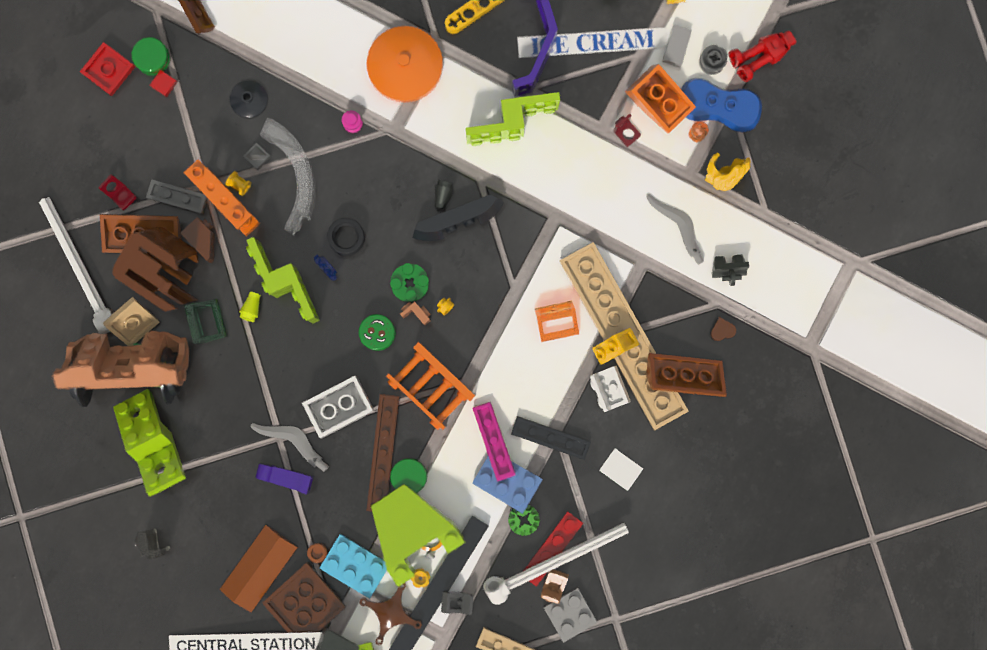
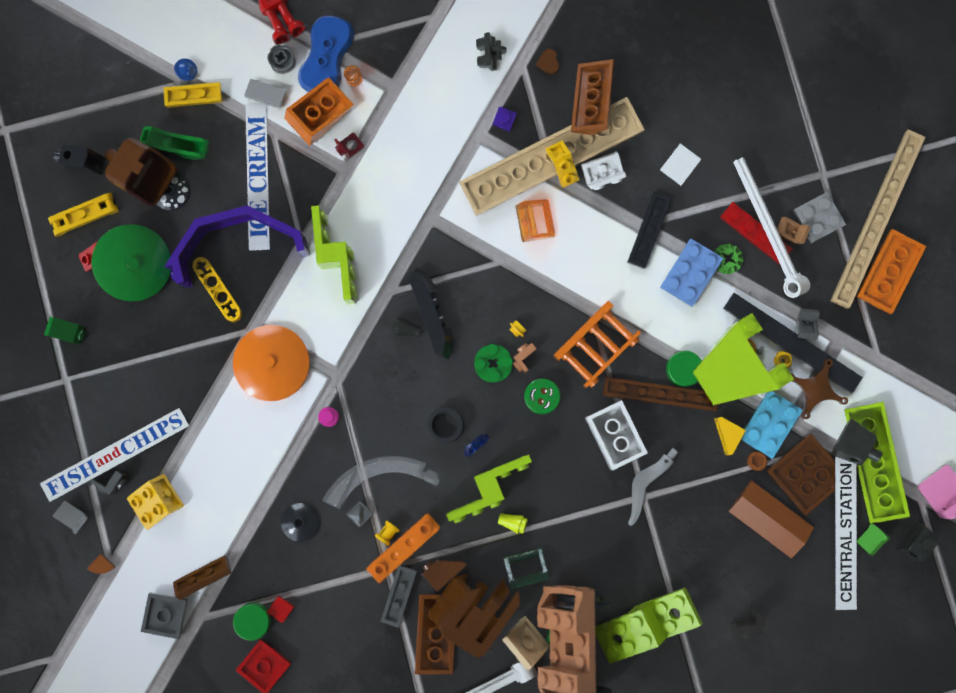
camera: 85 degrees left, 0 degrees up
(120, 194) = (393, 654): dark red bracket -> none
(285, 477) = (683, 491): dark purple leg -> none
(343, 523) = (729, 434): none -> yellow slope
(494, 441) = (652, 284): dark pink tile -> none
(661, 286) = (504, 119): none -> dark purple plate
(685, 226) = (442, 94): light grey piece -> none
(727, 176) = (399, 49): yellow hair -> none

